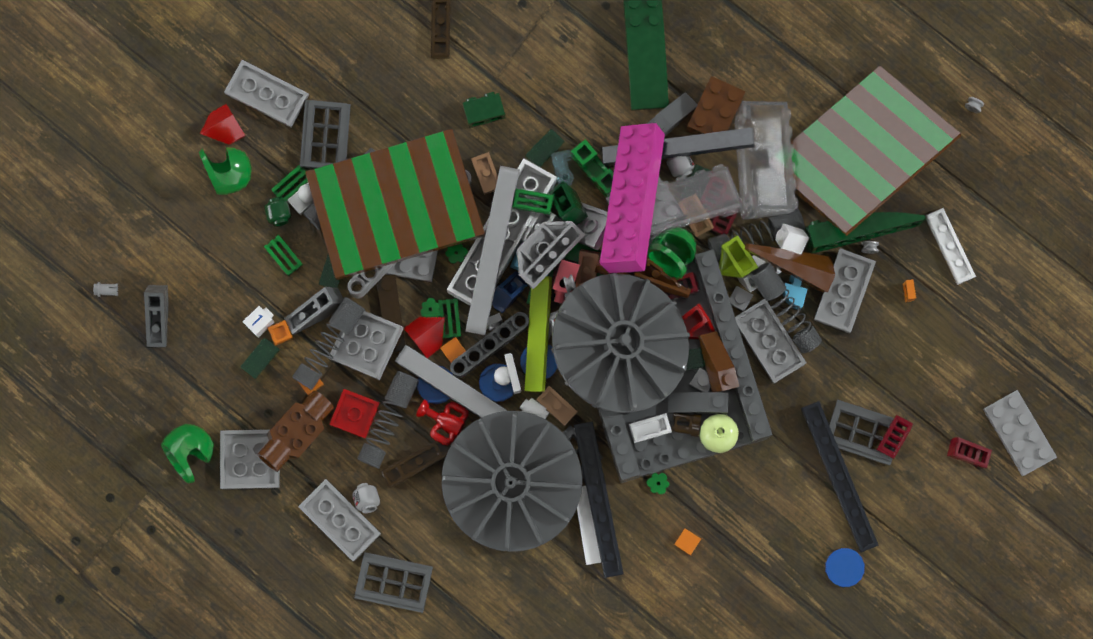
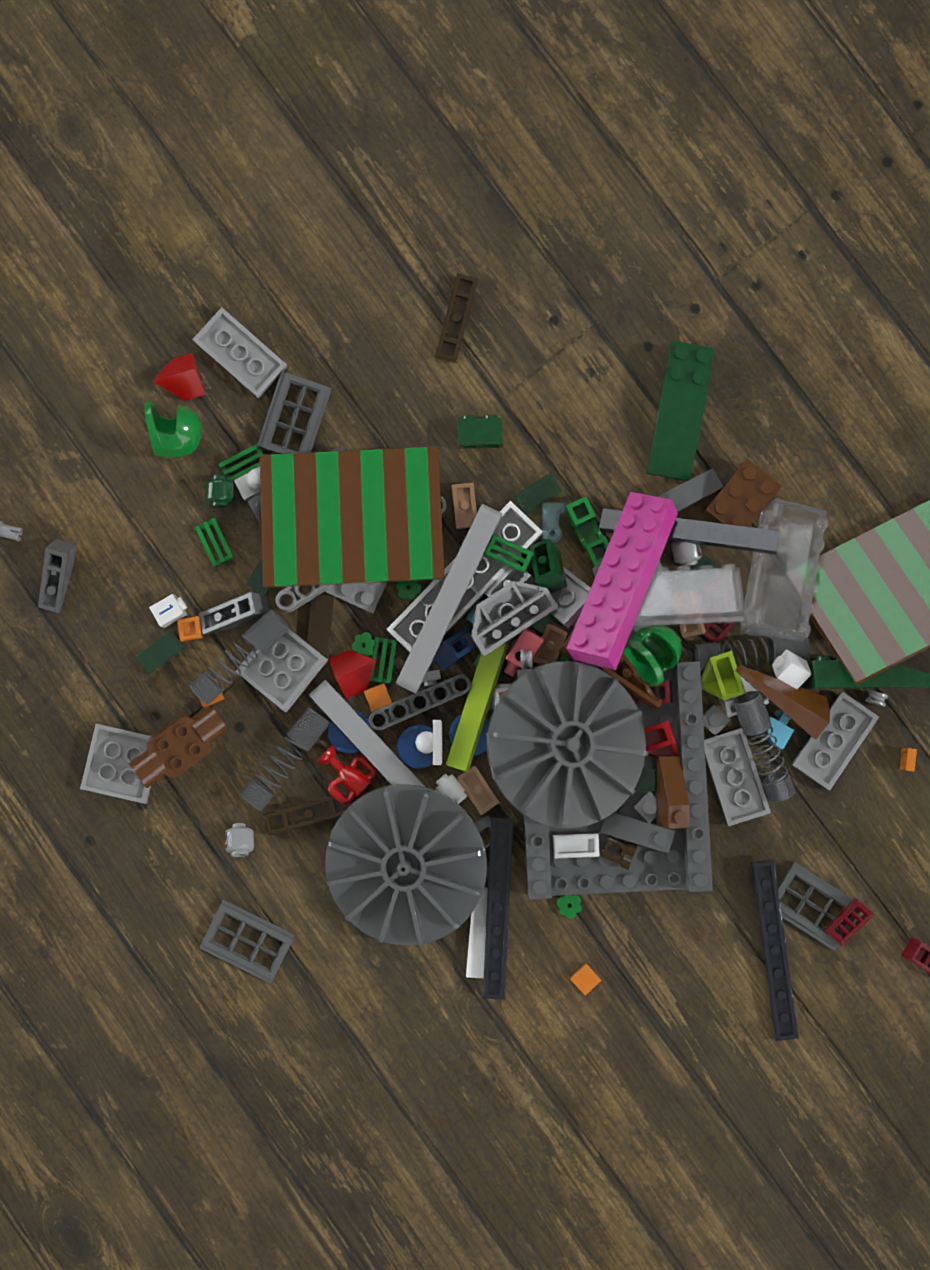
camera: 15 degrees right, 5 degrees up
(185, 441) = (53, 726): green piece -> none
(339, 520) = (204, 857): light grey plate -> none
(354, 413) = (250, 741): red plate -> none
(720, 441) = (654, 861): yellowish green cylinder -> none
(844, 567) = (754, 1053): blue tile -> none

